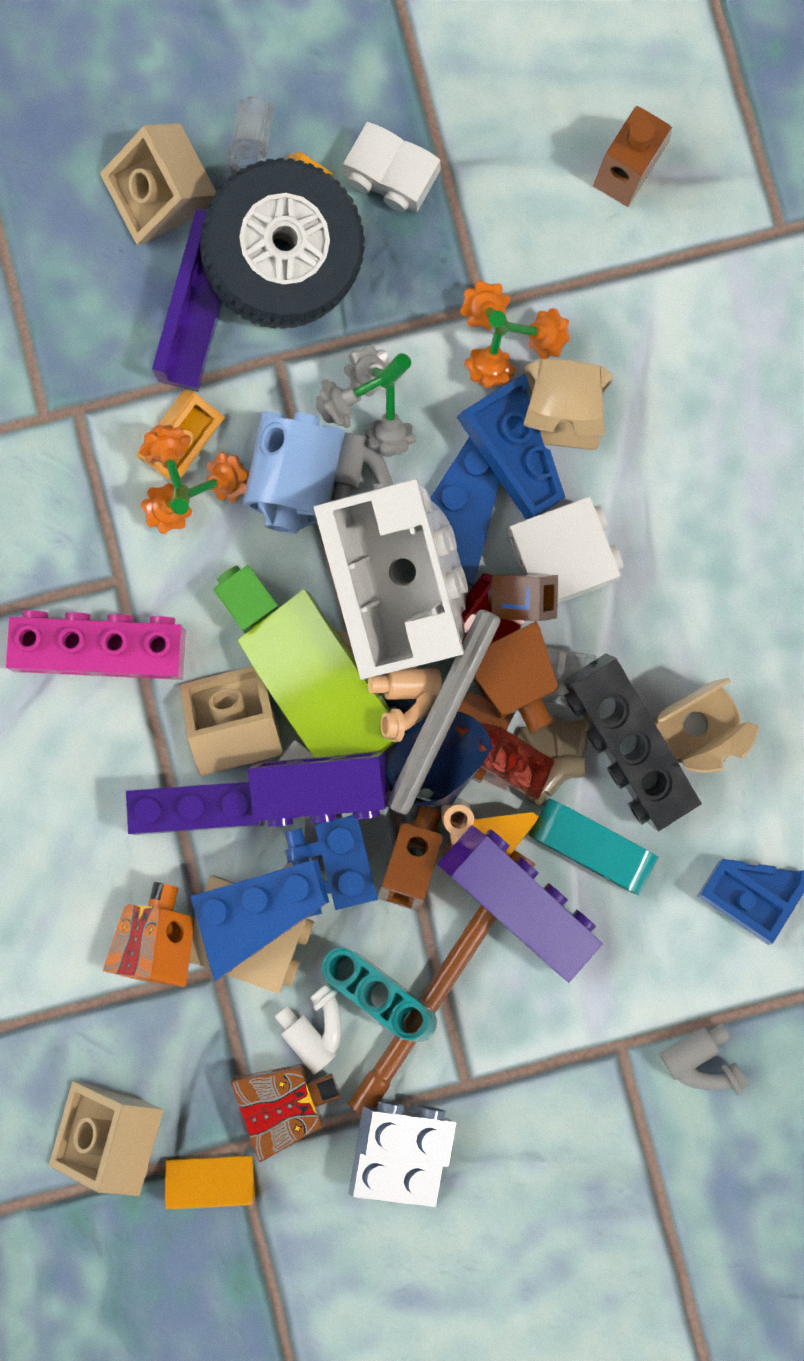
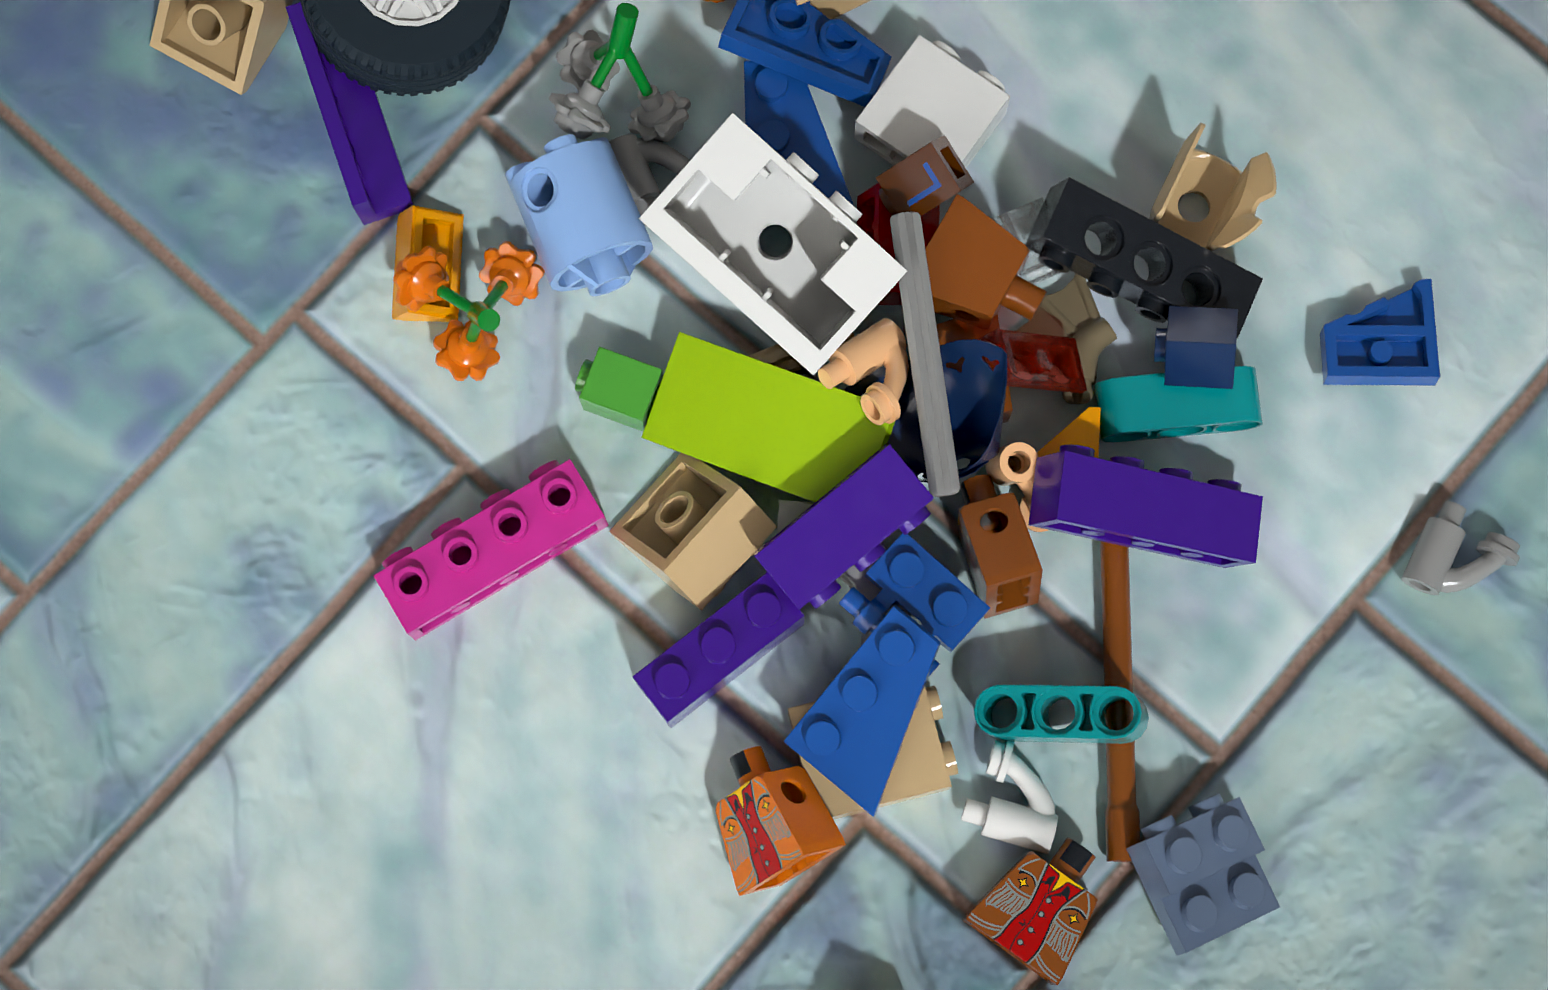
camera: 30 degrees left, 5 degrees down
(627, 821) = (1198, 347): none -> dark blue brick

